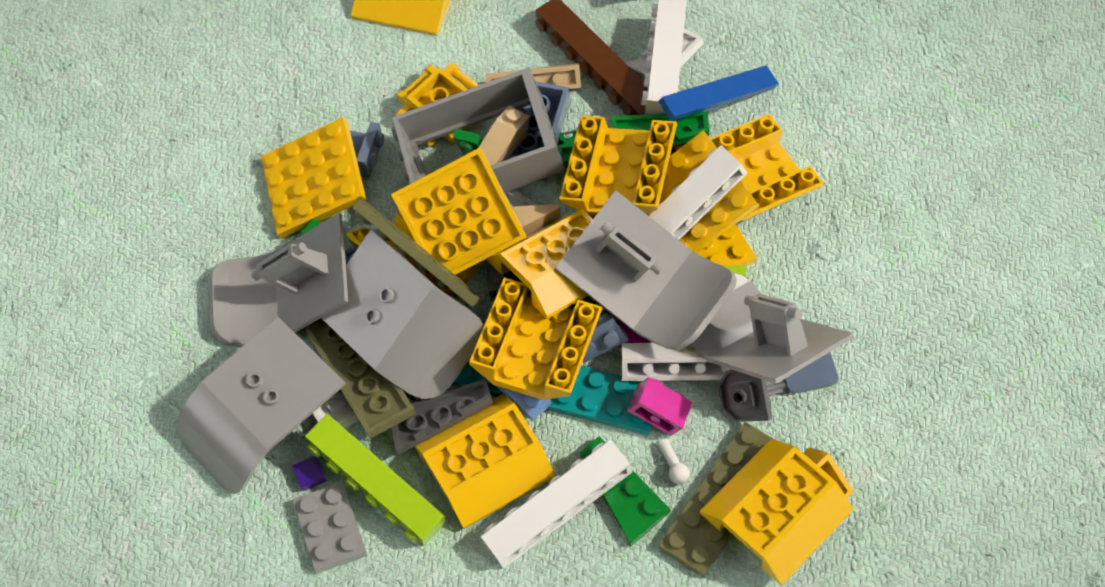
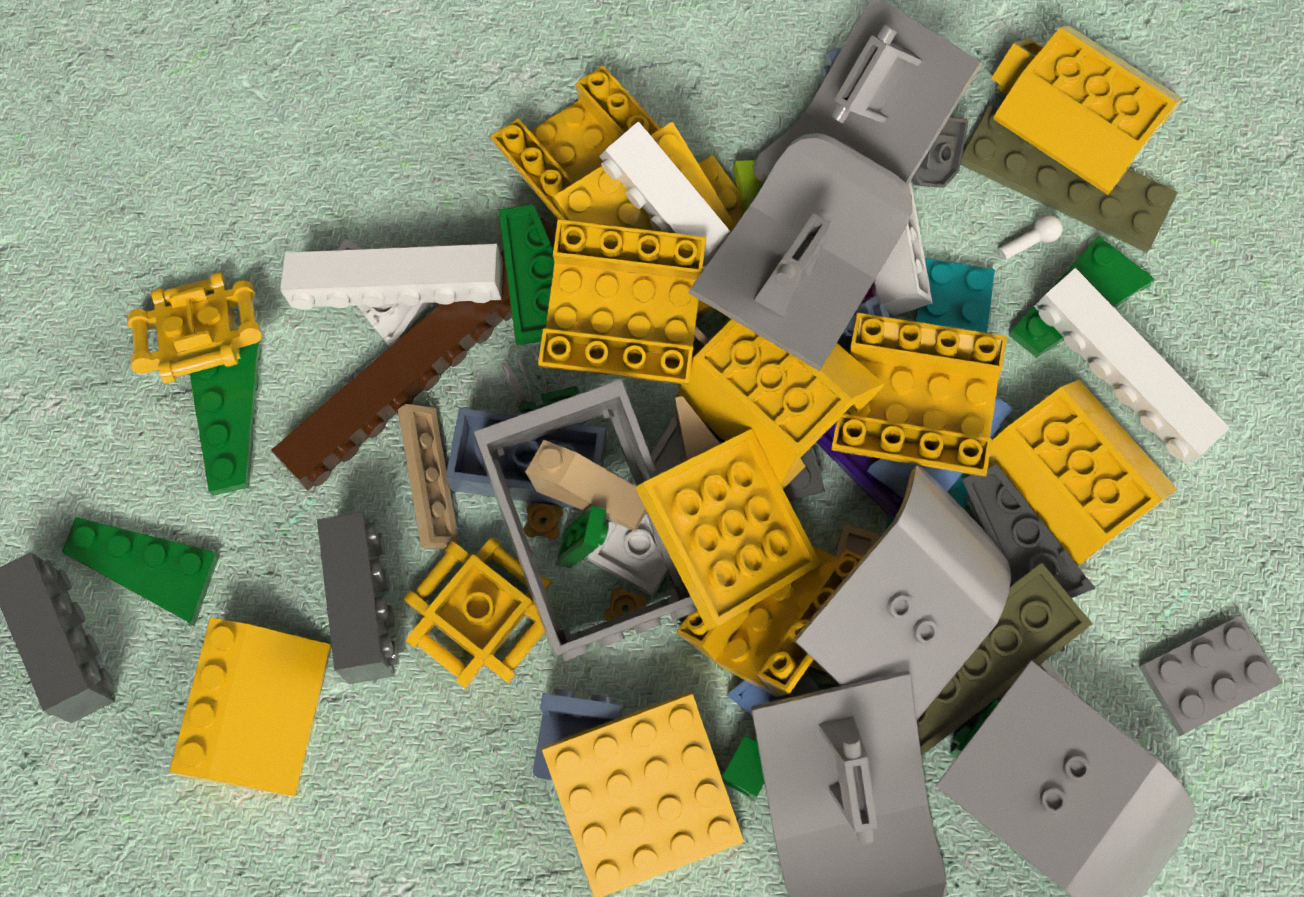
camera: 100 degrees left, 10 degrees up
(309, 473) = (1135, 717): dark purple tile -> none
(375, 480) = (1144, 612): lime brick -> none
(408, 247) = (808, 580): olive plate -> none
(455, 37) = (356, 598): none -> dark grey brick
(660, 406) = (966, 249): dark pink brick -> none
(718, 93) = (463, 200): blue tile -> none

